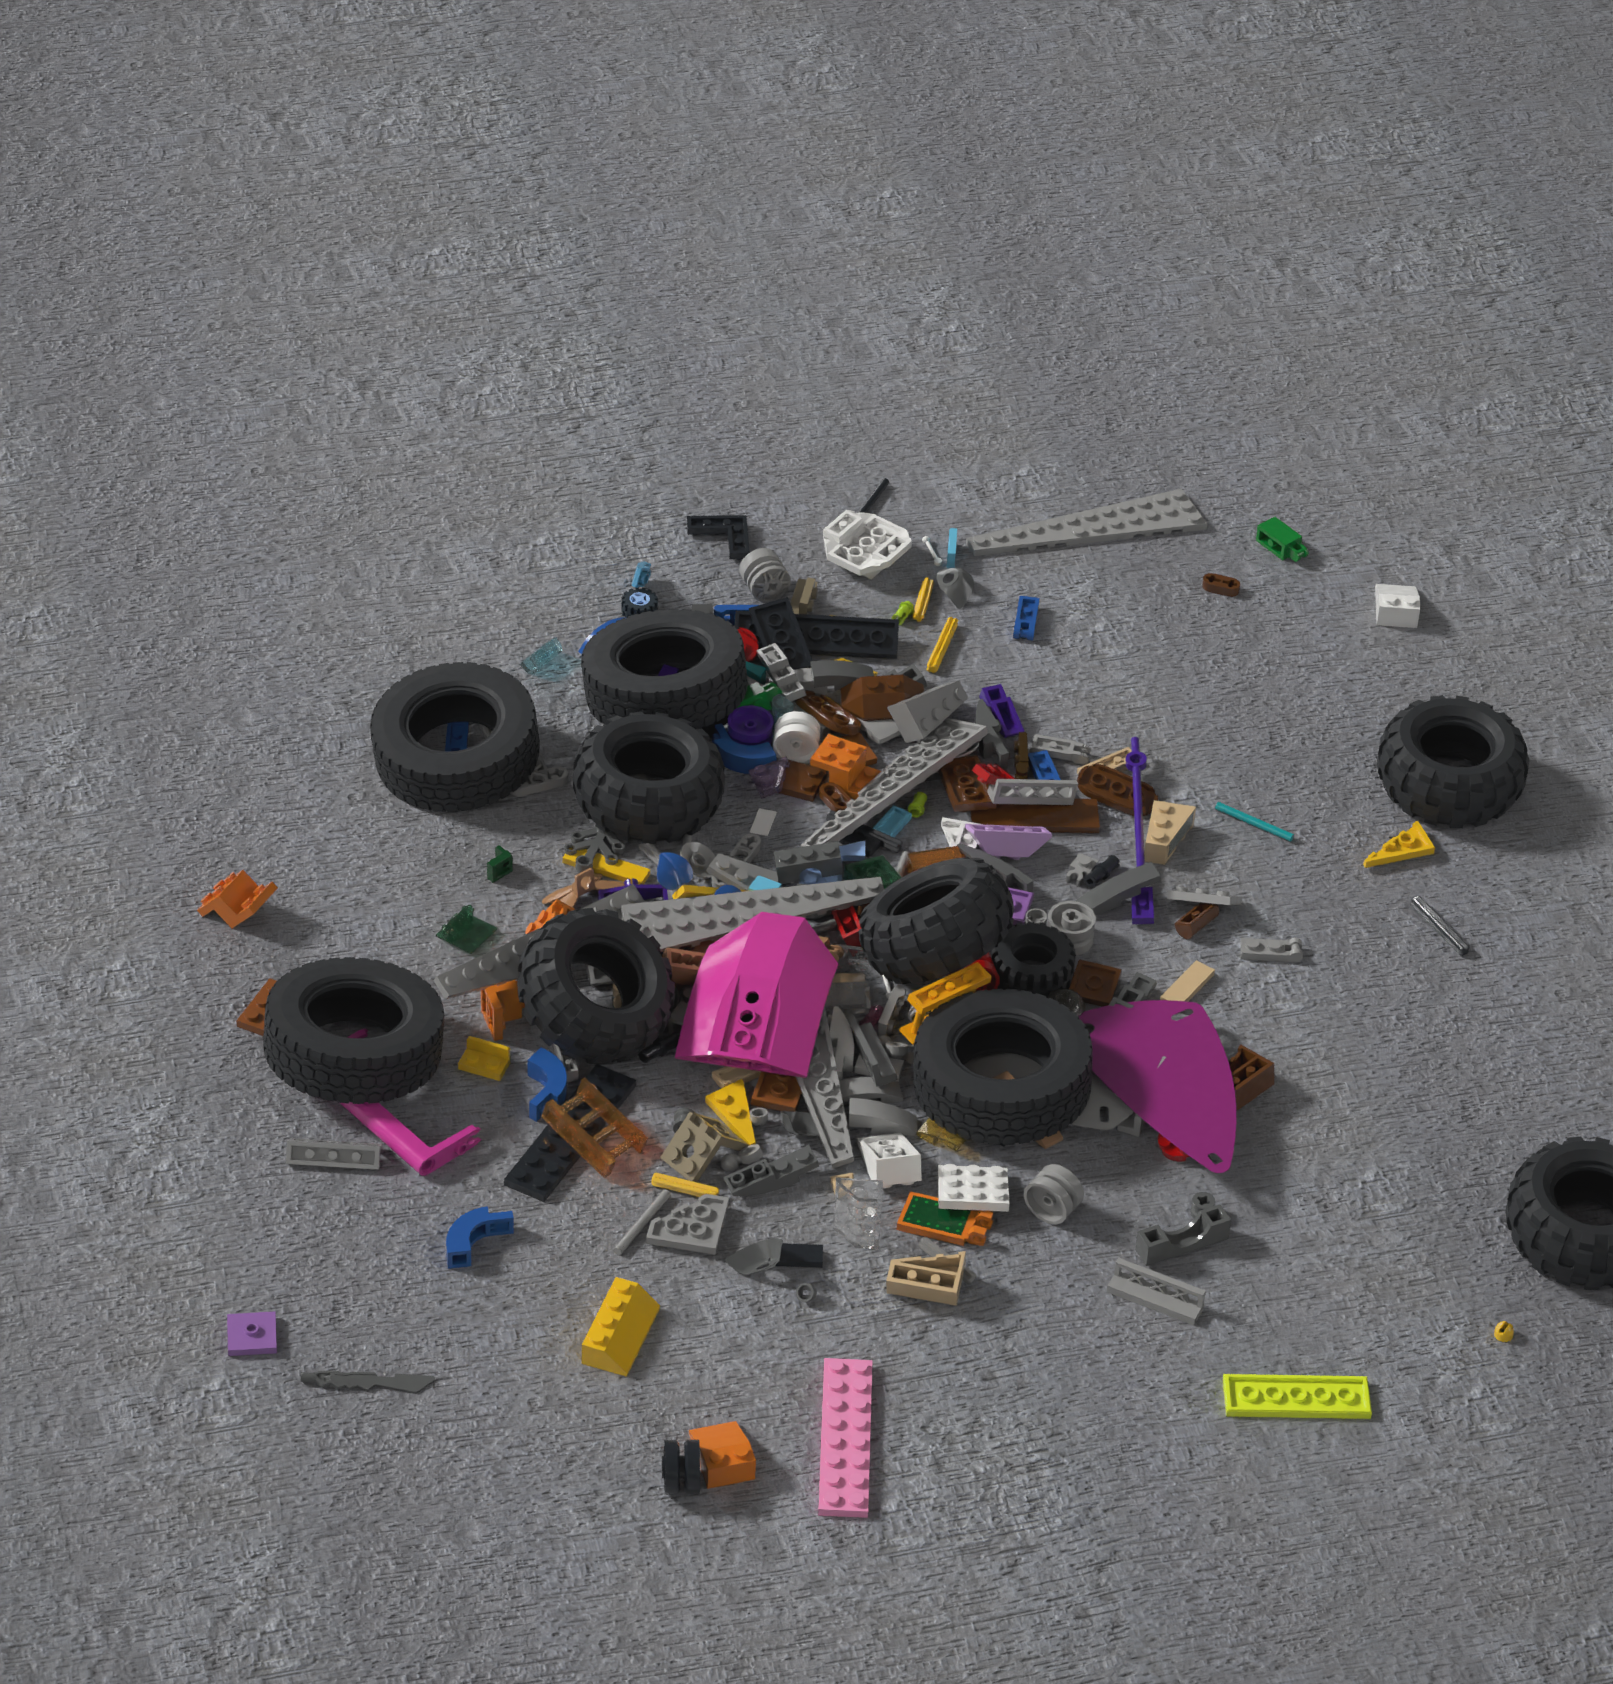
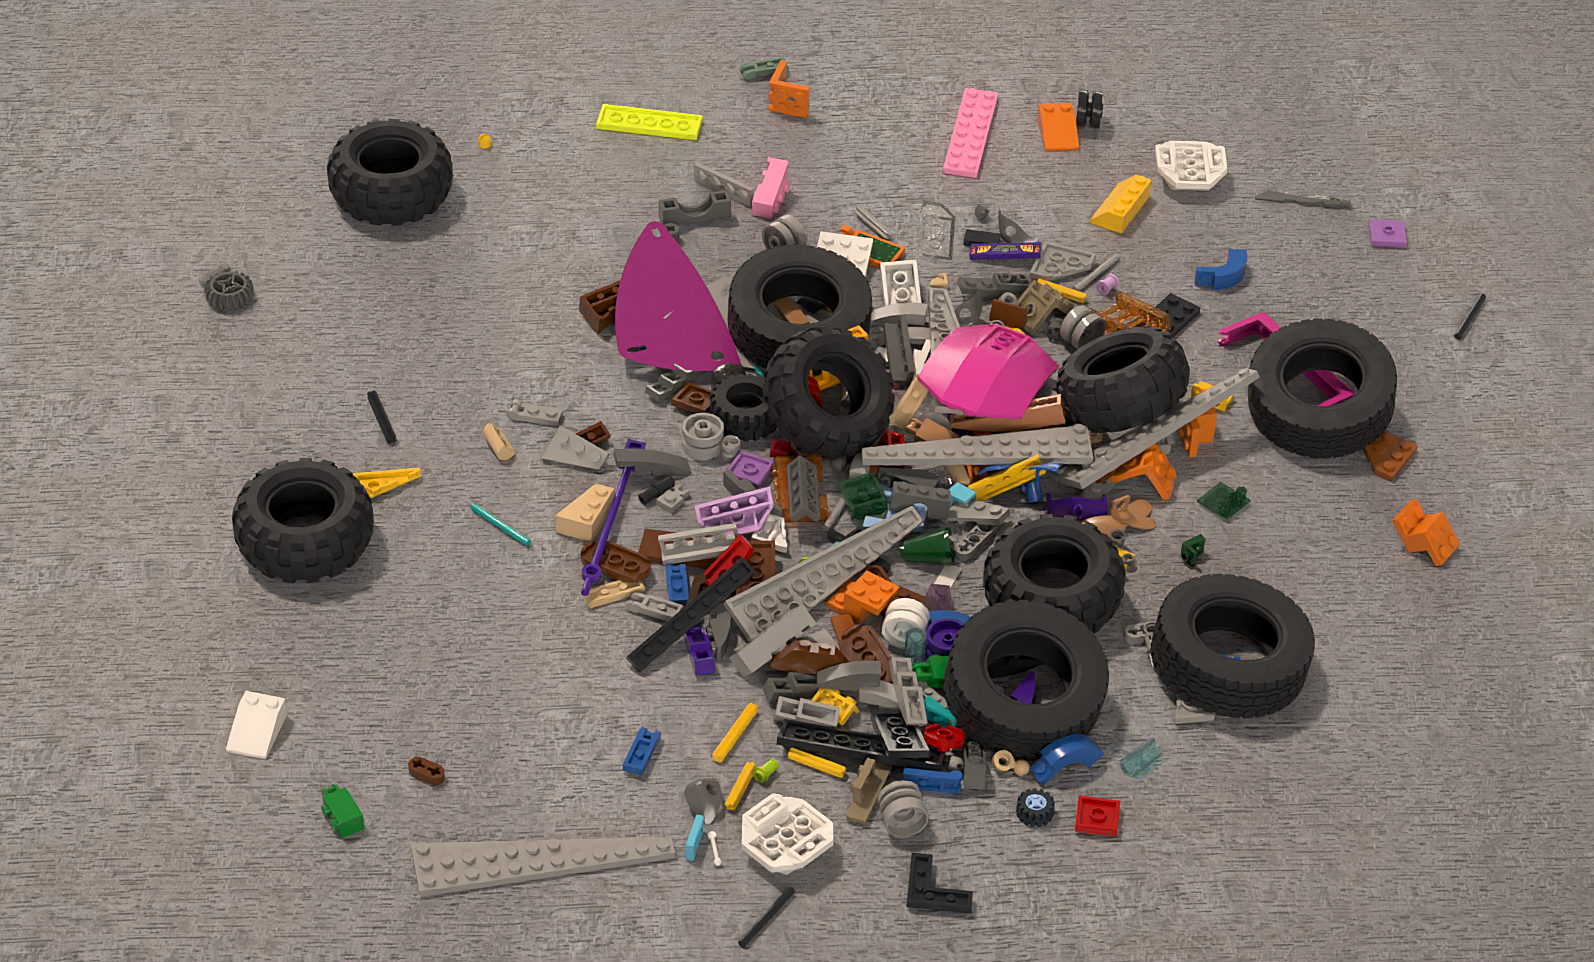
camera: 170 degrees left, 0 degrees up
(151, 1215) = (1466, 322): none -> black bar
(529, 1385) = (1190, 164): none -> white piece
(579, 604) = (1097, 816): none -> red plate
(626, 1197) = (1104, 286): none -> lavender bush
(641, 574) = (1033, 818): dark azure slope -> none
(651, 1105) = (1082, 326): none -> light grey wheel
(746, 1124) = (1009, 314): none -> reddish brown slope
(764, 1228) = (1005, 250): none -> dark purple tile
(785, 826) = (930, 548): none -> dark green cone
(879, 658) = (806, 711): none -> light grey slope
(927, 1278) = (893, 199): tan wedge -> none
(938, 838) = (799, 488): none -> dark grey fence
(1017, 721) = (690, 615): none -> black plate
(1092, 1280) = (772, 190): none -> bright pink wedge
(1125, 1438) = (782, 90): none -> orange bracket
(1167, 1512) = (760, 68): none -> sand green hinge
(1189, 982) = (618, 393): tan tile -> none
(1296, 904) = (498, 442): none -> tan brick

